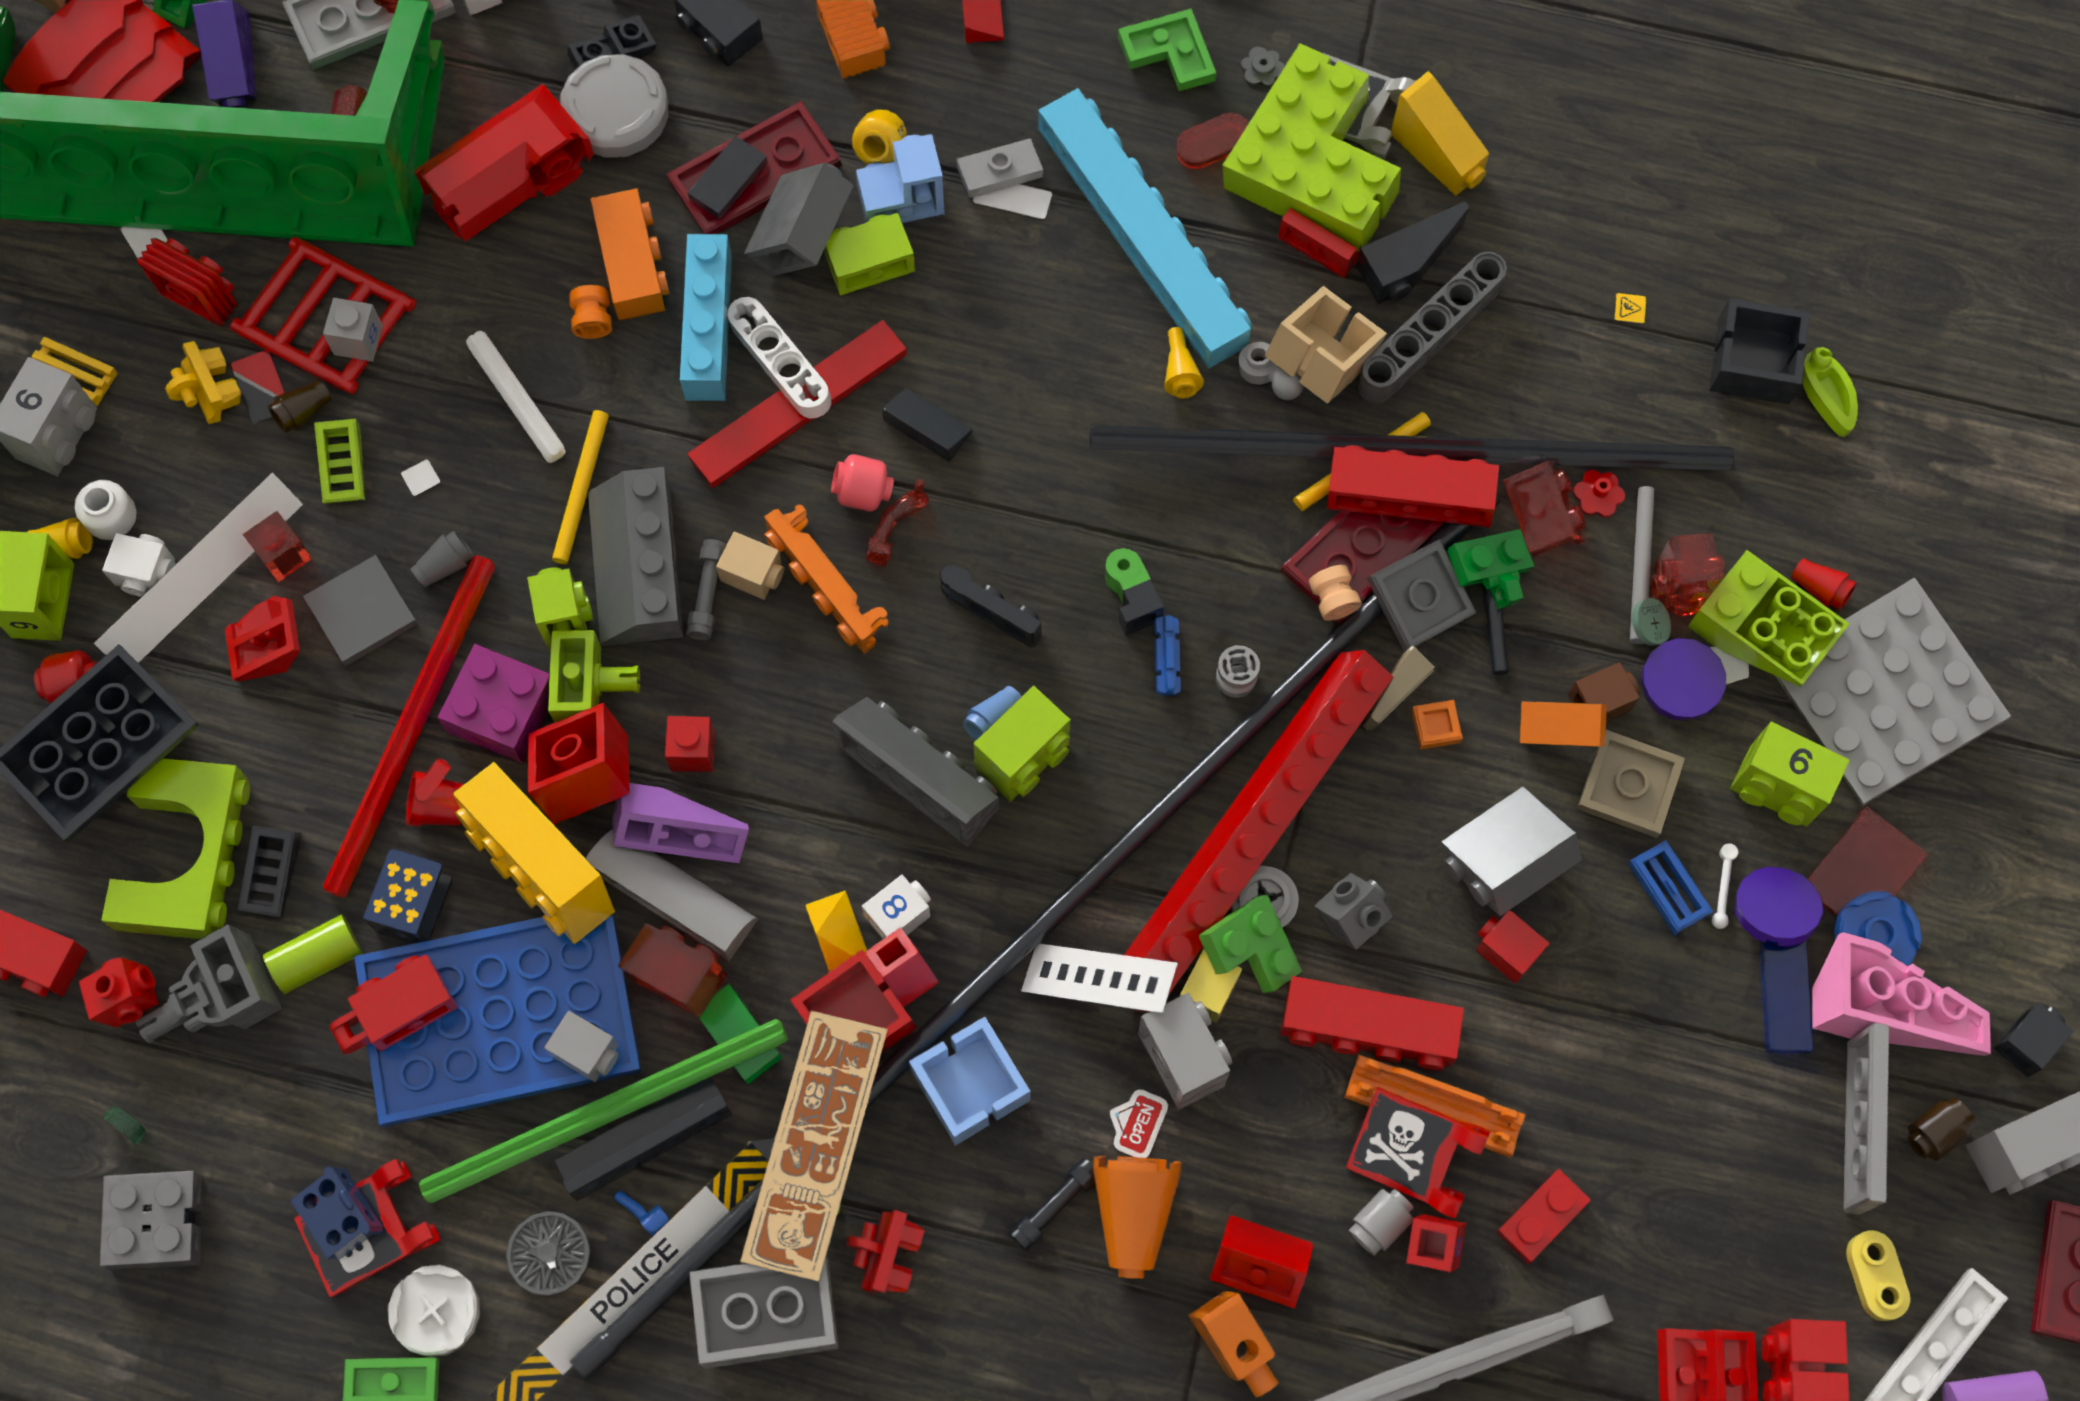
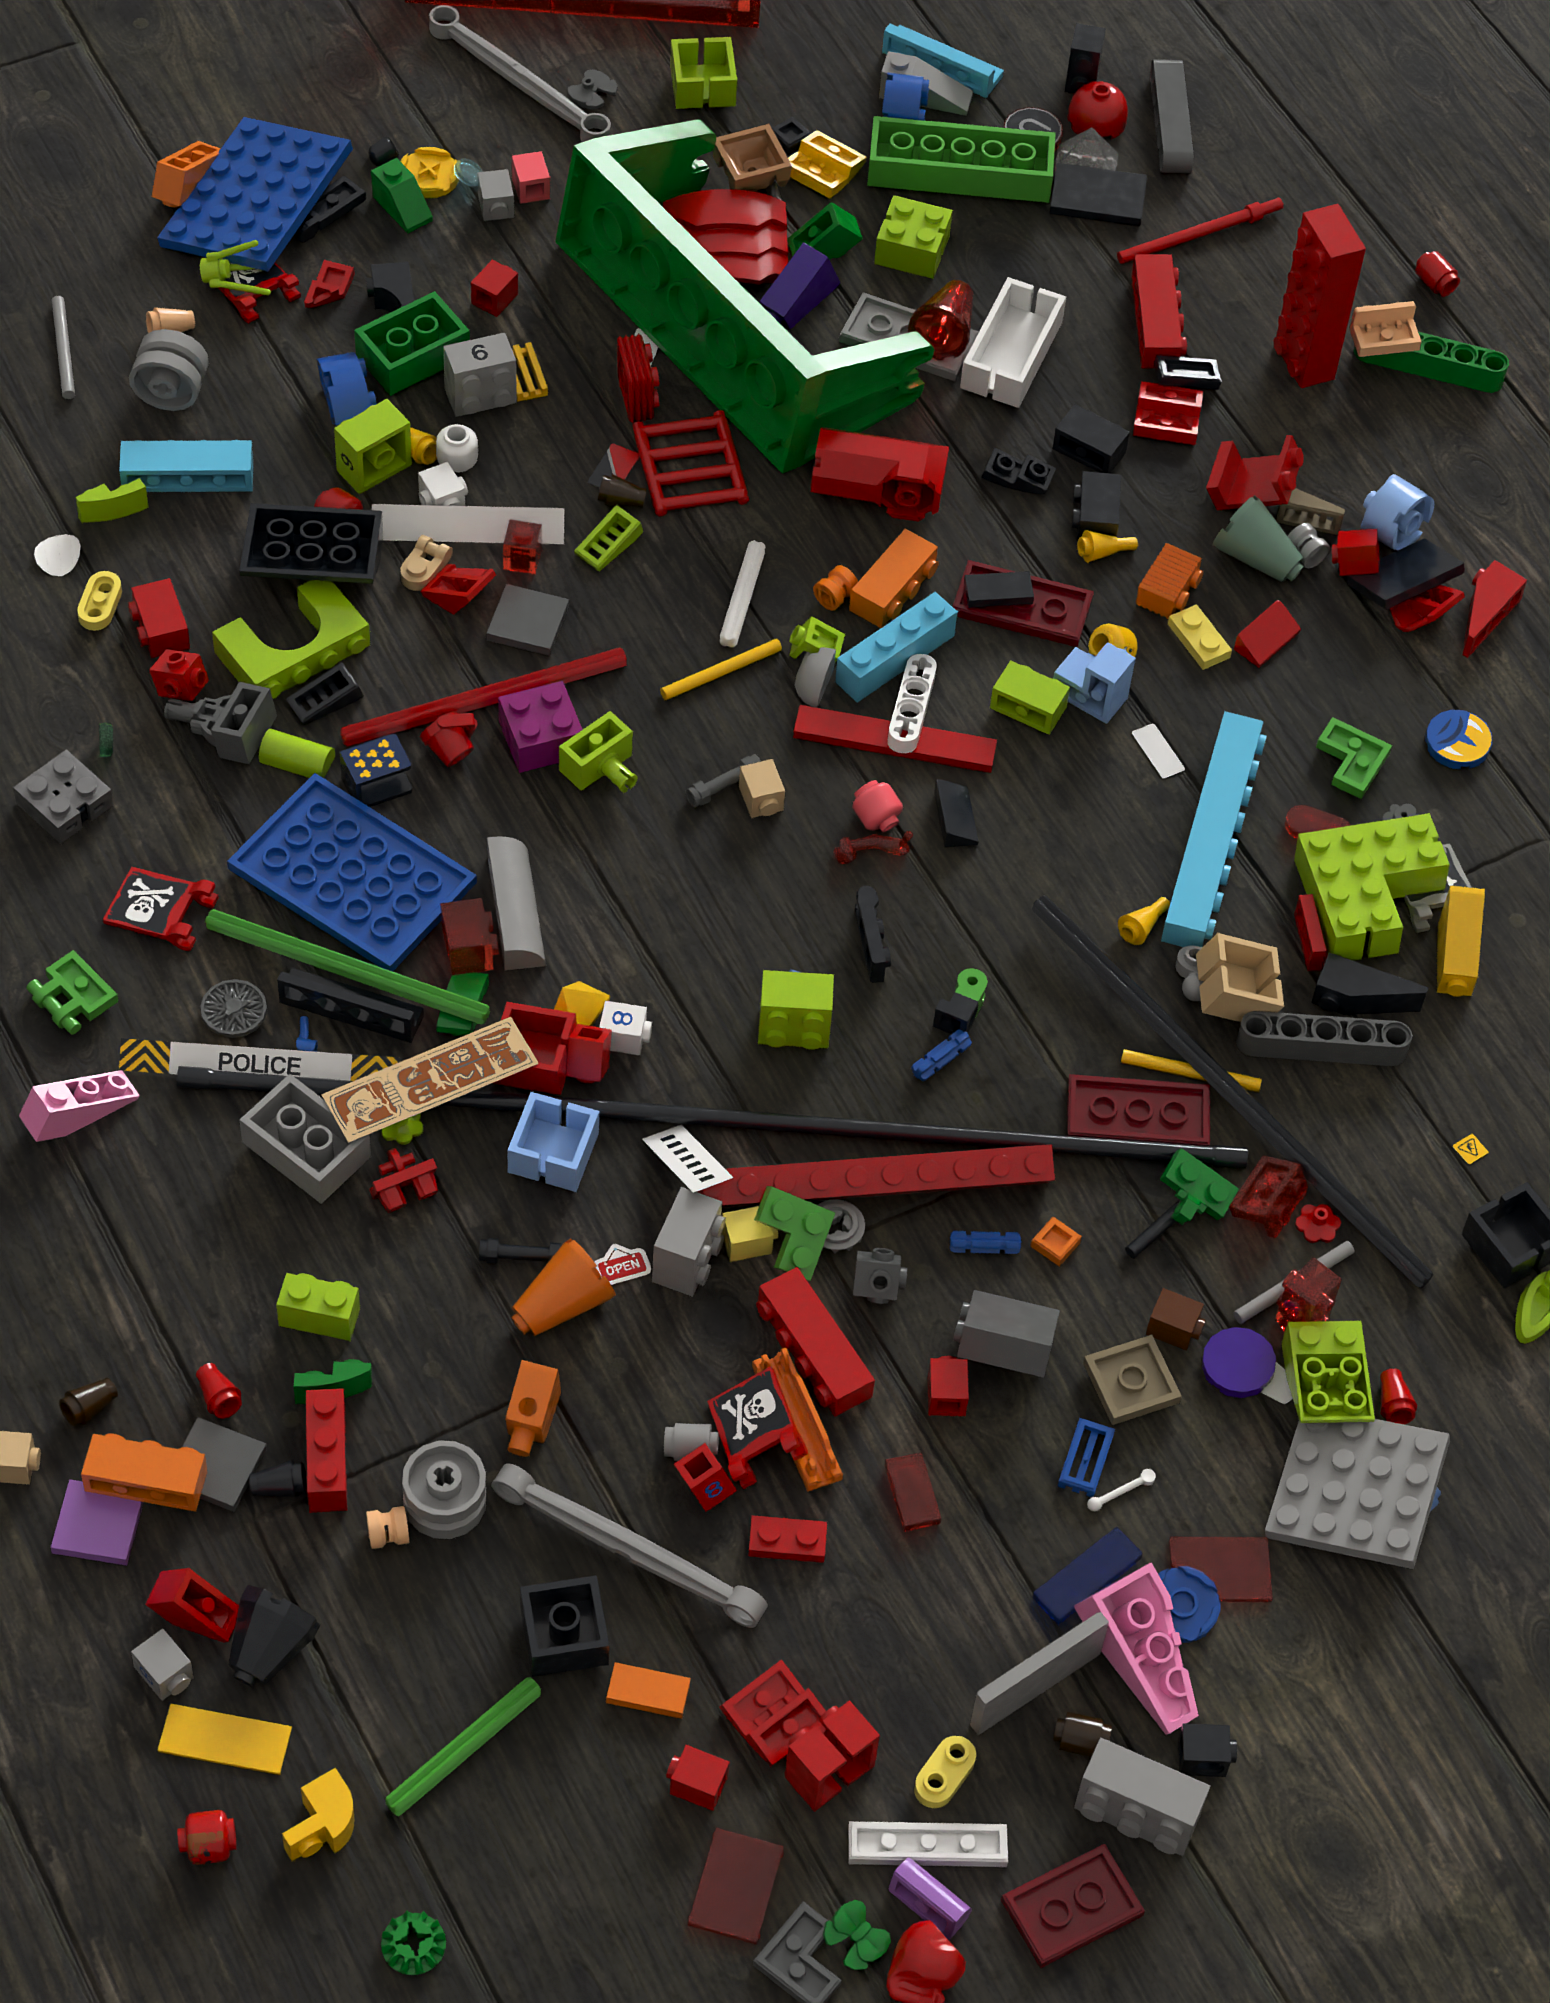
camera: 45 degrees right, 15 degrees down
(197, 385) = (573, 429): yellow hips -> none
(208, 663) = (418, 571): none -> tan plate
(337, 1213) = (154, 878): dark blue piece -> none
(353, 329) = (693, 477): light grey brick -> none
(394, 1006) = (304, 810): red brick -> none
(420, 477) = (642, 588): white sticker -> none
(434, 1311) = (144, 977): white tile -> none
(442, 559) = (601, 633): dark grey cone -> none
(533, 854) = (462, 805): yellow brick -> none
(558, 602) = (632, 702): lime brick -> none
(578, 763) = (542, 787): red brick -> none
(583, 1047) = (372, 920): light grey brick -> none
(617, 104) = (982, 500): light grey piece -> none
(632, 378) = (813, 636): none -> lime bracket
(635, 558) = (707, 730): dark grey slope -> none
(666, 414) = (815, 675): none -> light grey brick
(675, 825) = (557, 870): medium lavender slope -> none
(690, 744) = (616, 841): red brick -> none
(755, 56) = (1098, 545): none -> yellow cone
(799, 219) = (1010, 641): dark grey brick -> none
(830, 588) = (789, 845): orange piece -> none
(916, 769) = (723, 968): dark grey slope -> none
(928, 58) = (1199, 637): none -> light yellow plate
(999, 168) = (1168, 727): light grey plate -> none
(1233, 679) = (970, 1098): light grey wheel -> none
(1262, 1261) = (598, 1393): red panel -> none
(1334, 592) = (1079, 1106): light nougat wheel -> none
(1389, 785) = (985, 1242): none -> blue axle
(1407, 676) = (1055, 1196): dark tan slope -> none
(1413, 486) = (1197, 1099): red brick -> none
(1421, 595) = (1131, 1163): dark grey tile -> none
(1563, 723) = (1128, 1304): orange tile -> none
(1585, 1065) = (912, 1491): none -> clear red tile
(1651, 622) = (1256, 1310): sand green piece -> none
(1778, 906) = (1137, 1525): dark purple tile -> none
(1789, 775) = (1230, 1460): lime brick -> none

